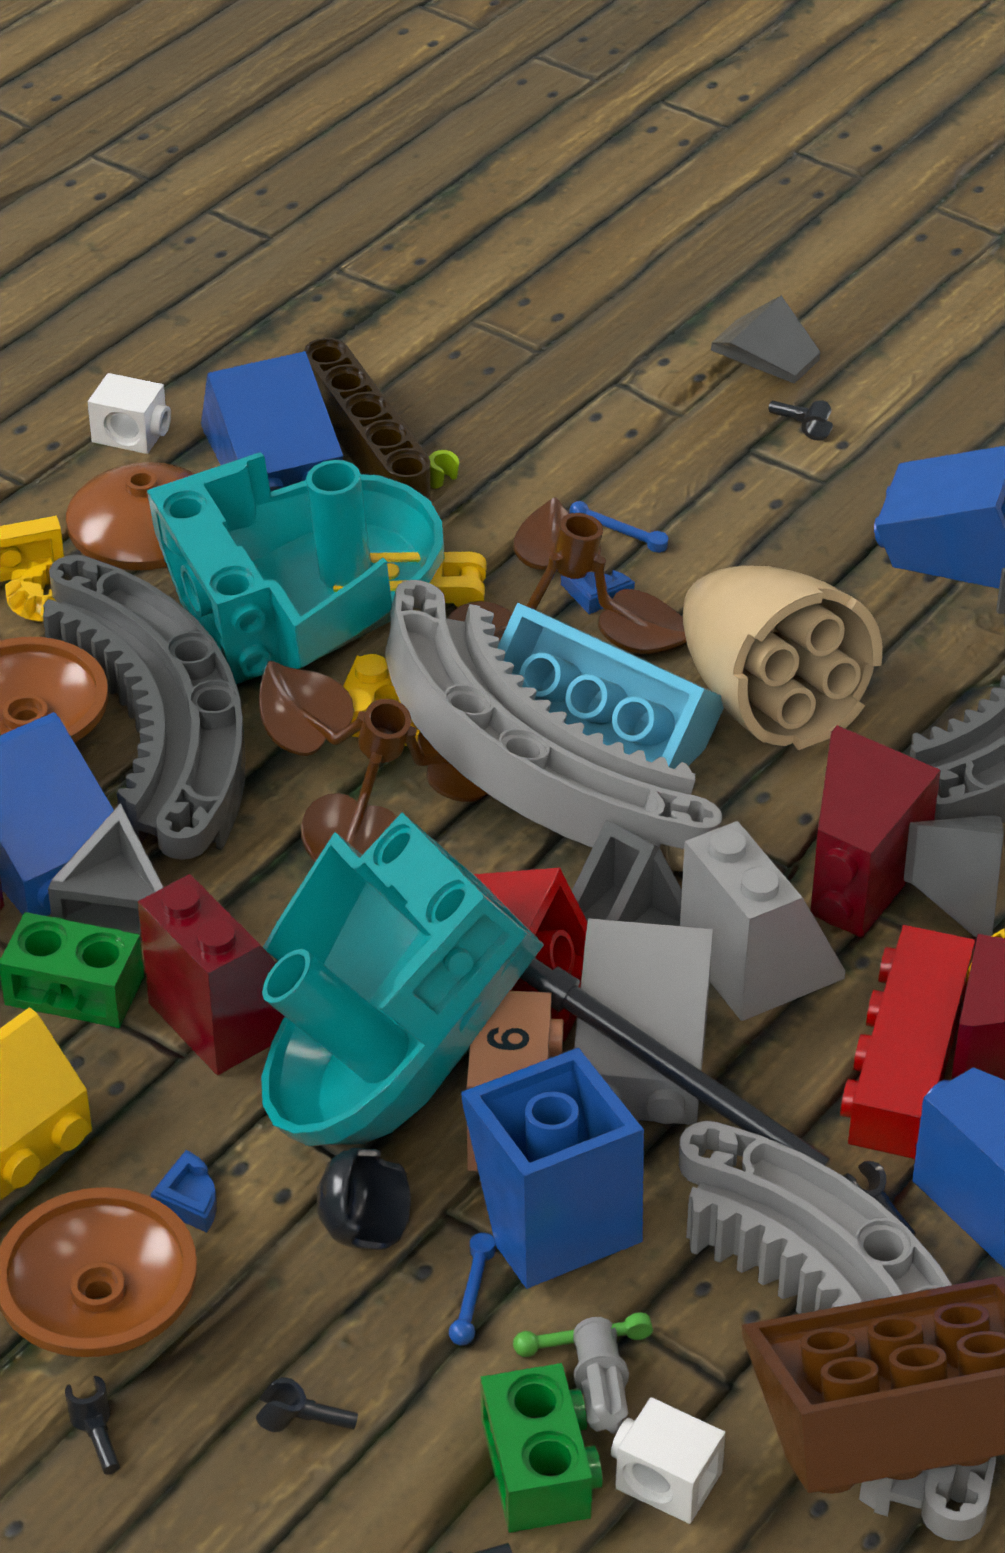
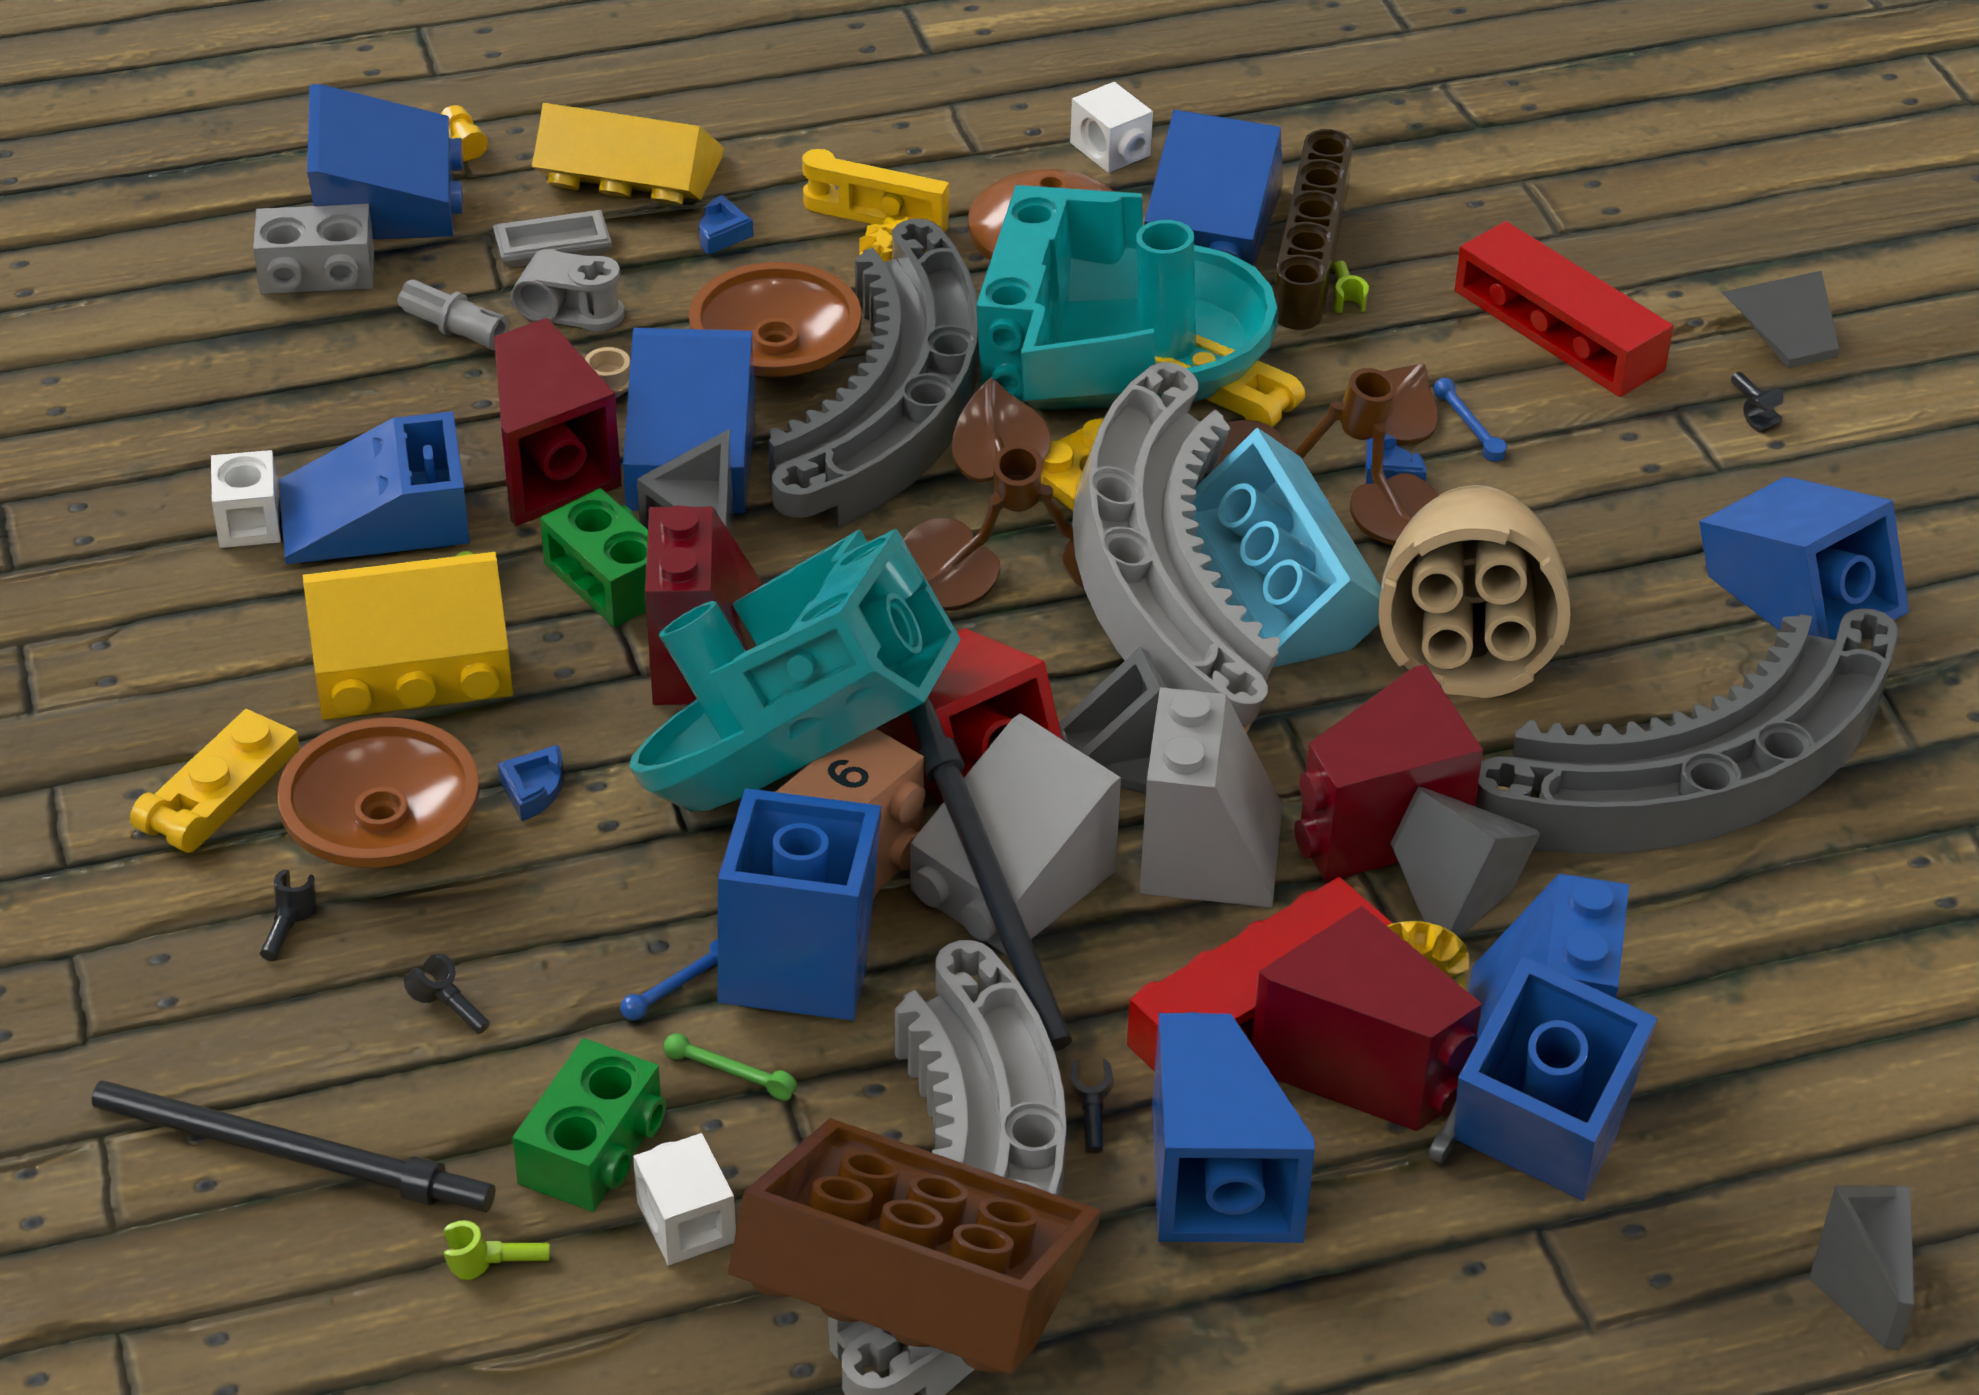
camera: 35 degrees right, 0 degrees up
(364, 1199) = (647, 855): black hair -> none
(600, 1374) = (698, 1098): light grey axle -> none
(610, 407) = (1563, 308): none -> red brick

